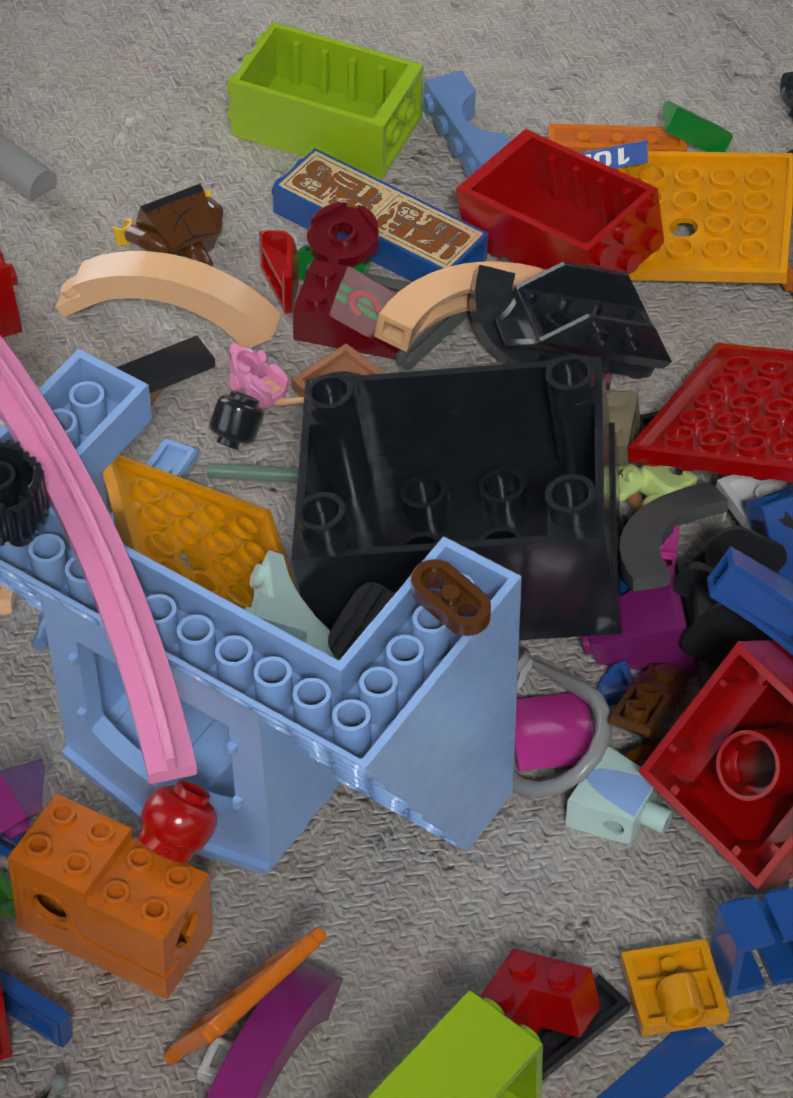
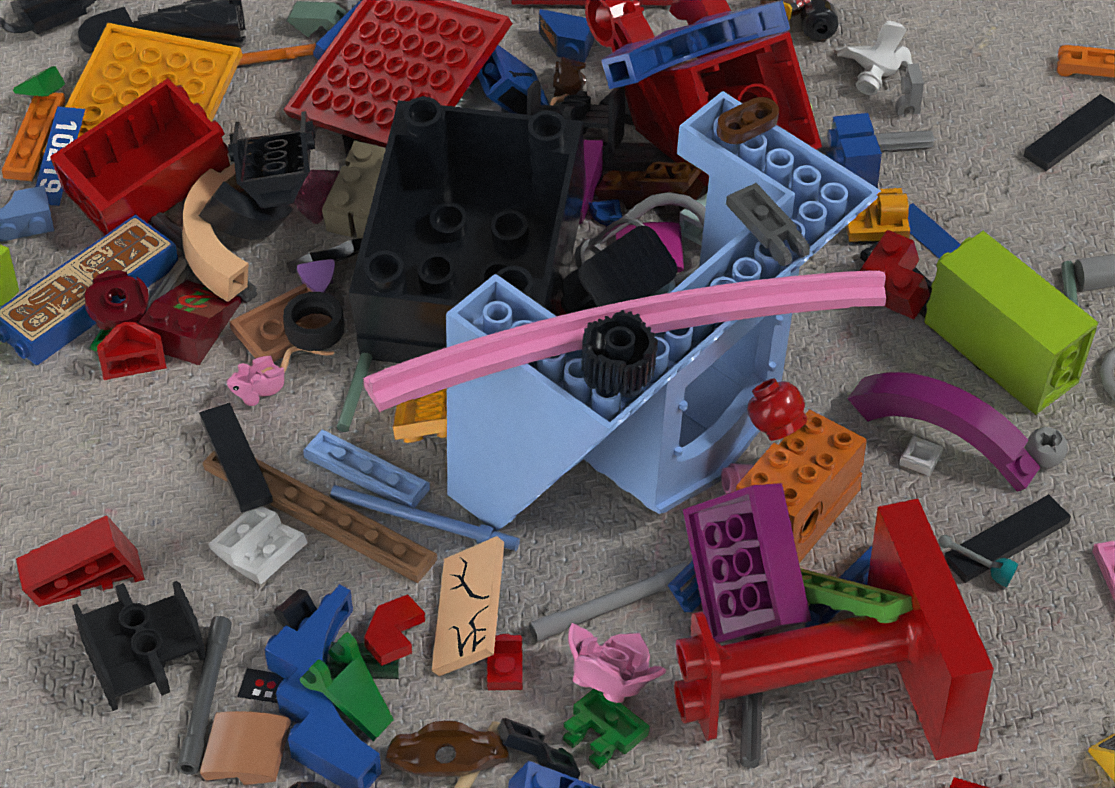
camera: 80 degrees left, 0 degrees up
(175, 281) = (138, 427): light nougat arch -> none
(176, 225) = (56, 418): reddish brown torso -> none
(236, 419) = (303, 395): black head -> none
(244, 996) = (921, 395): orange bar -> none
(262, 634) = (768, 223): none -> dark grey hinge

